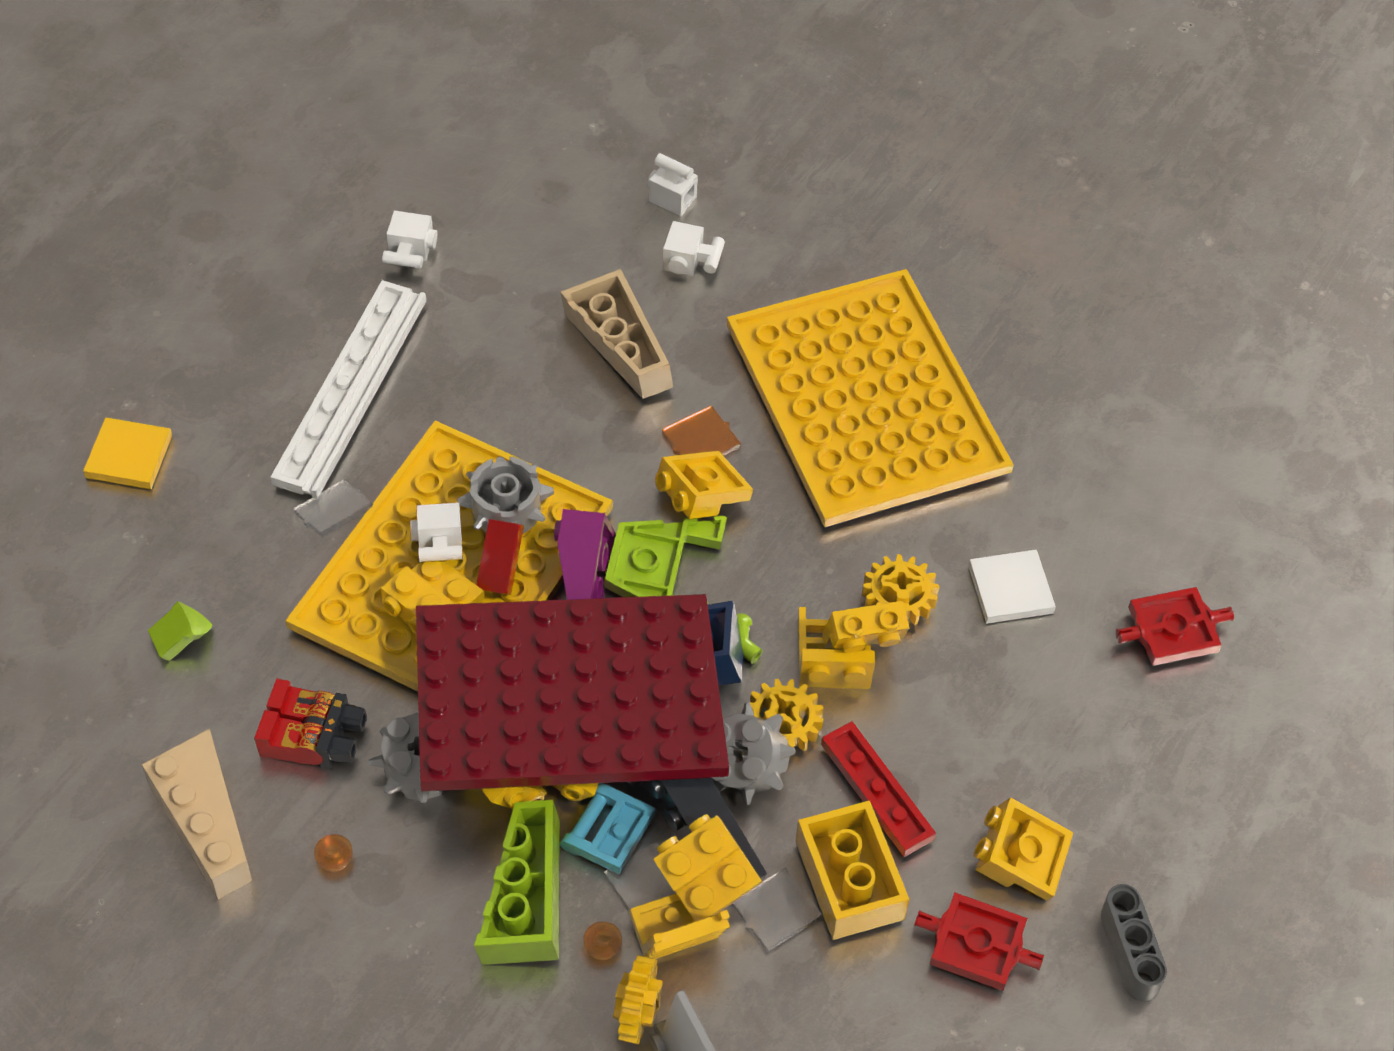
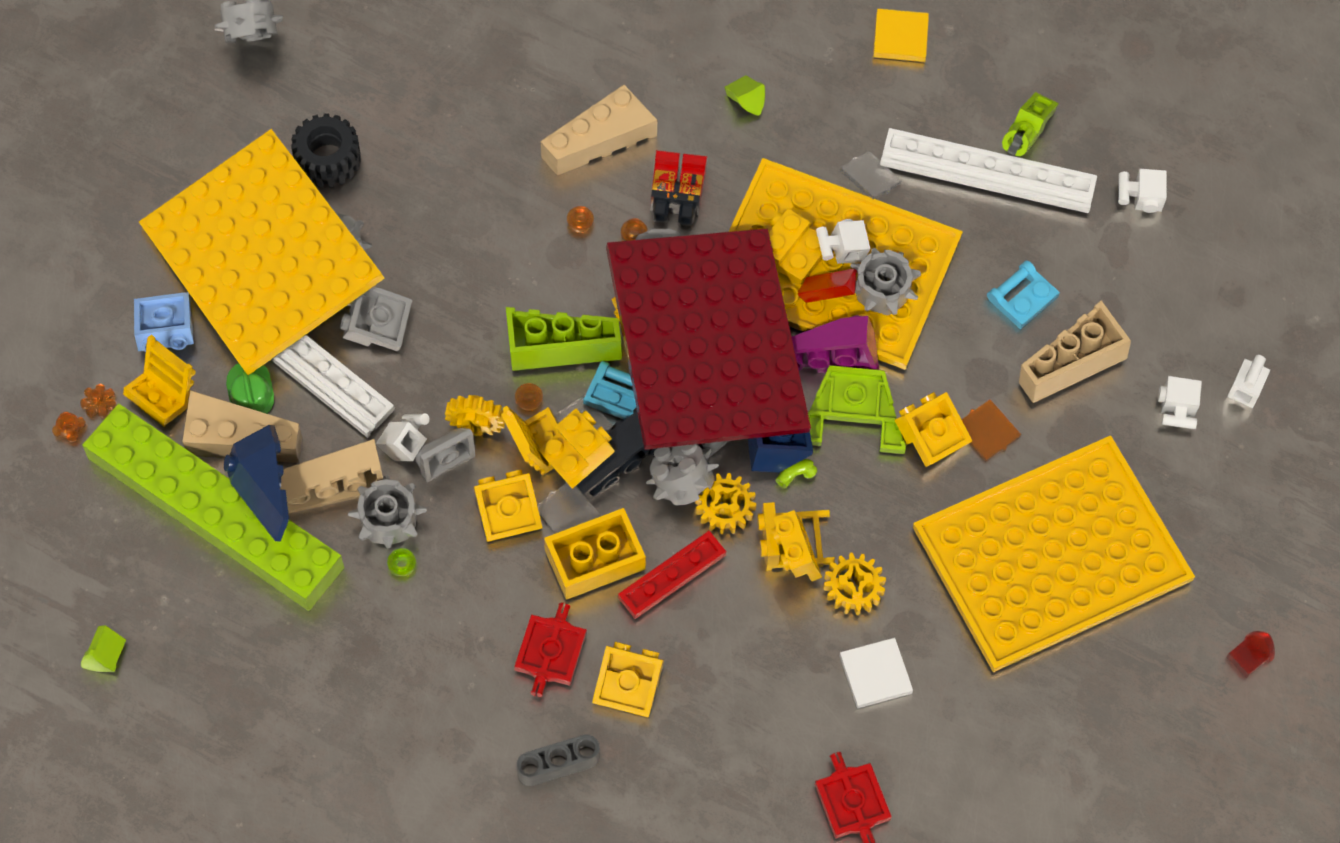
camera: 85 degrees right, 10 degrees up
(300, 331) = (1028, 124): none -> lime plate
(362, 779) = (632, 225): none -> clear orange plate
(533, 371) = (1029, 301): none -> medium azure plate
(768, 976) = (507, 505): none -> yellow plate
(992, 238) = (1252, 652): none -> clear red tile

